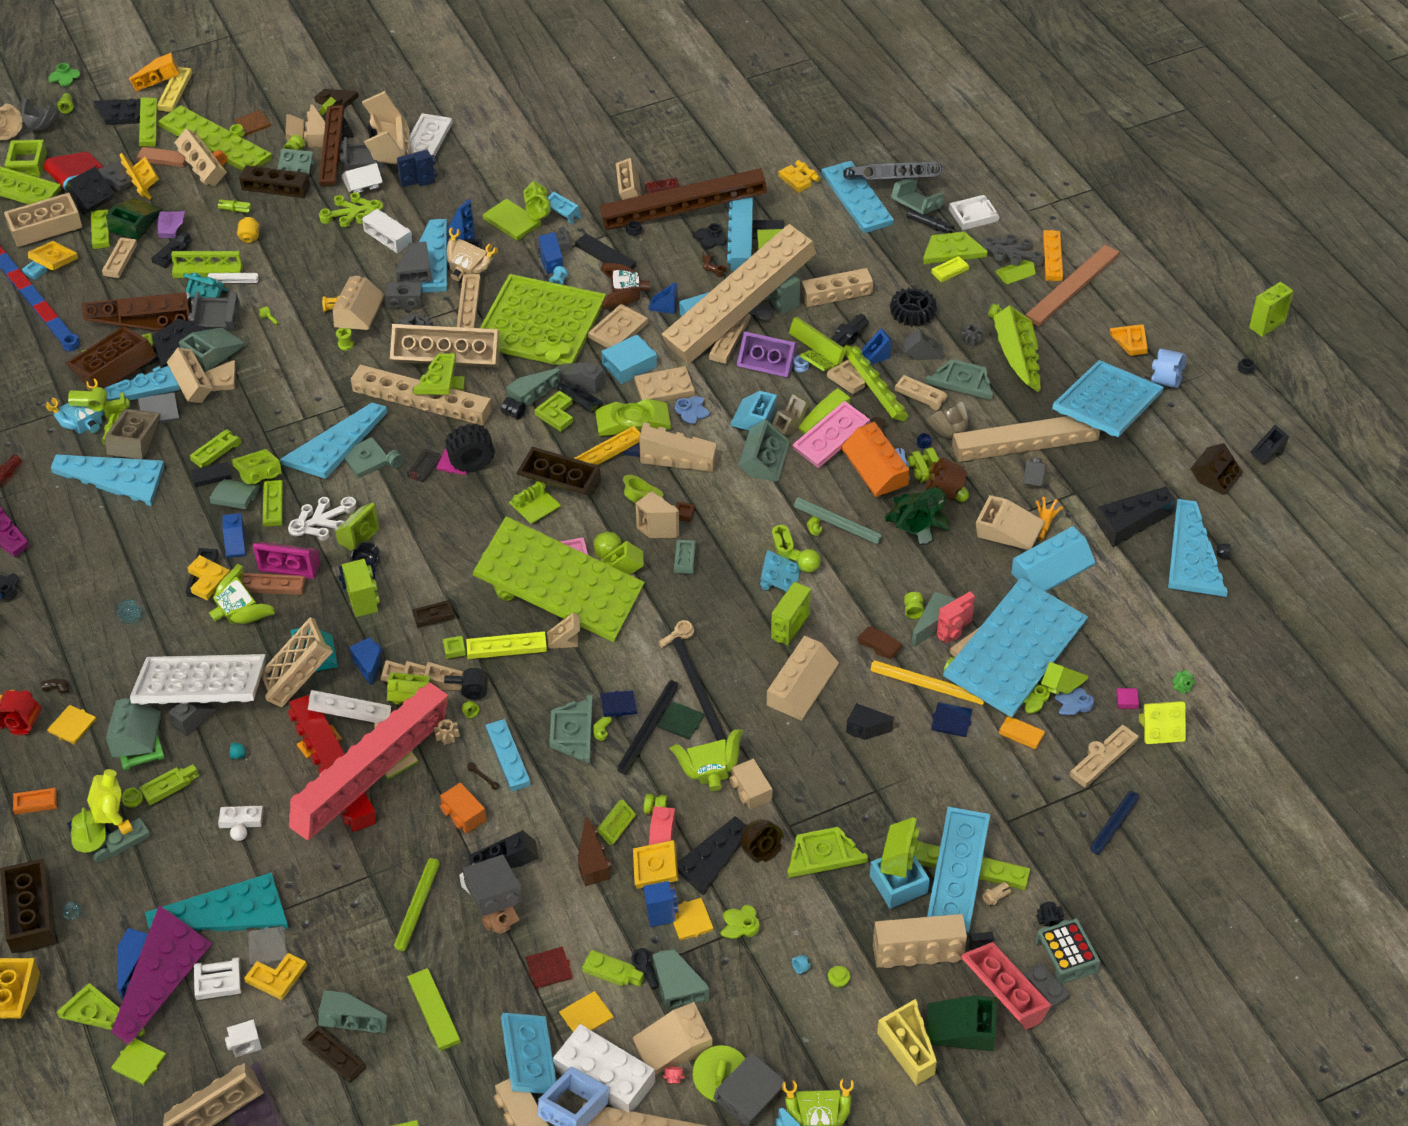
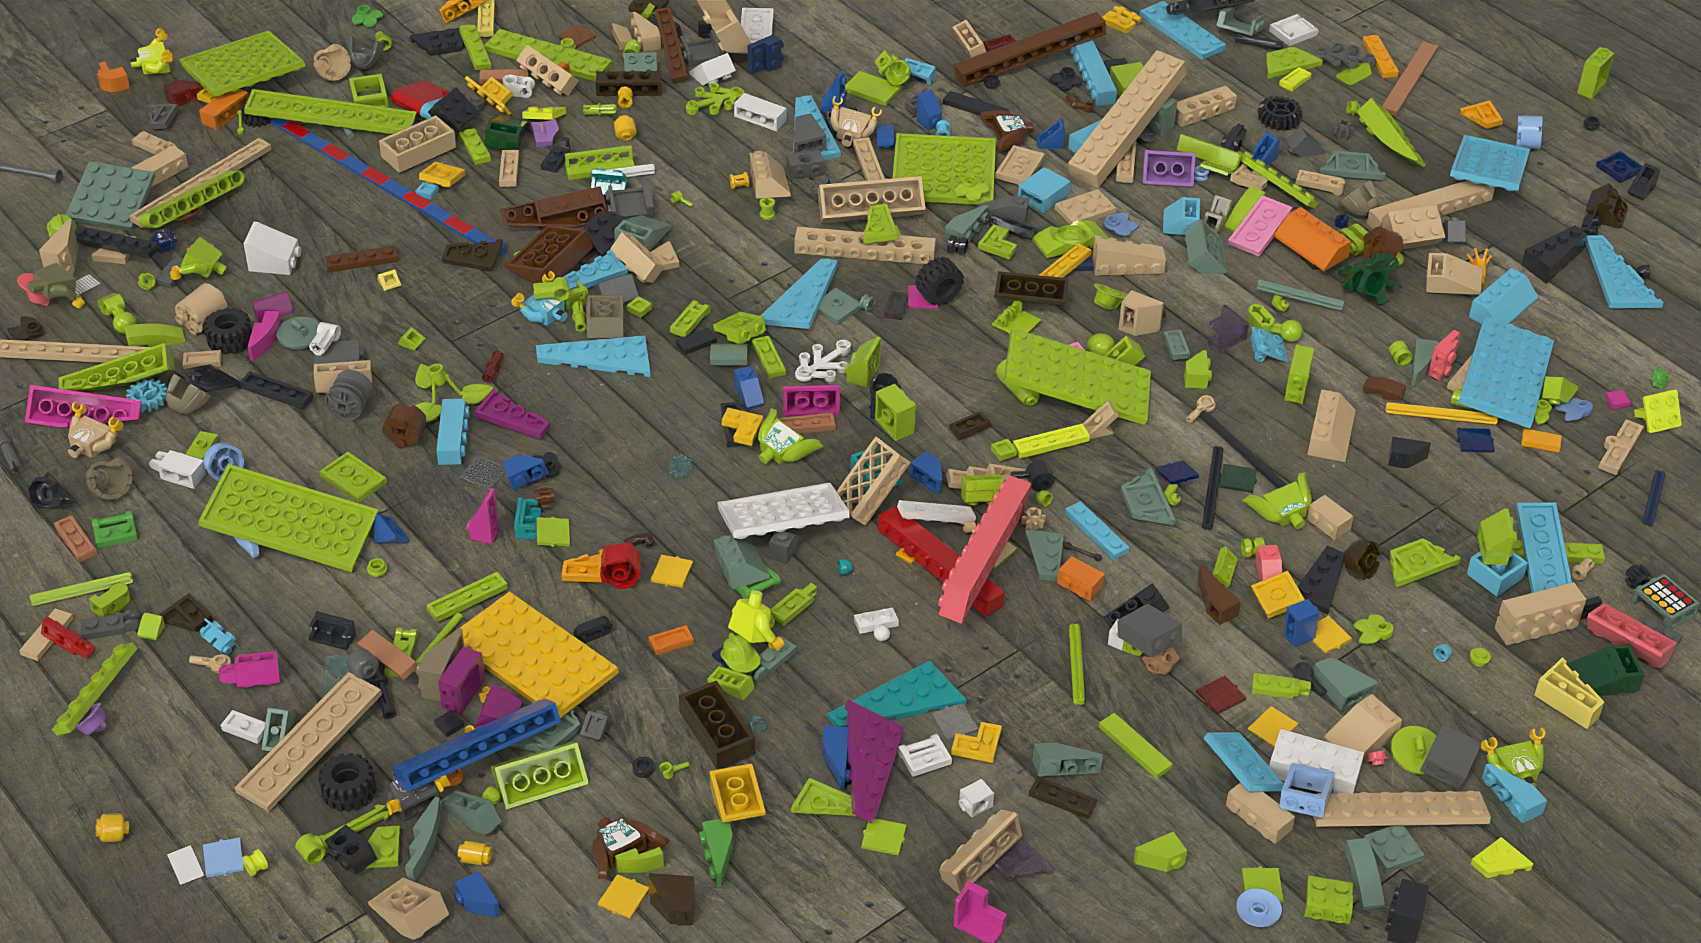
camera: 15 degrees left, 5 degrees down
(43, 348) = (478, 255): none -> dark brown wing
(71, 861) = (740, 690): none -> lime slope
(168, 169) = (517, 85): none -> white piece
(172, 428) = (639, 307): none -> lime plate
(180, 203) = (543, 113): none -> neon yellow wing
(263, 198) = (625, 99): none -> yellow bush
(445, 770) = (1046, 552): none -> sand green wing
(498, 274) = (885, 135): none -> blue slope
(690, 590) = (1196, 371): none -> lime slope
(748, 550) = (1230, 330): none -> clear purple panel
(990, 462) = (1416, 226): none -> tan brick
(1190, 487) = (1591, 223): none -> black hinge
(1254, 421) = (1619, 166): none -> clear blue tile

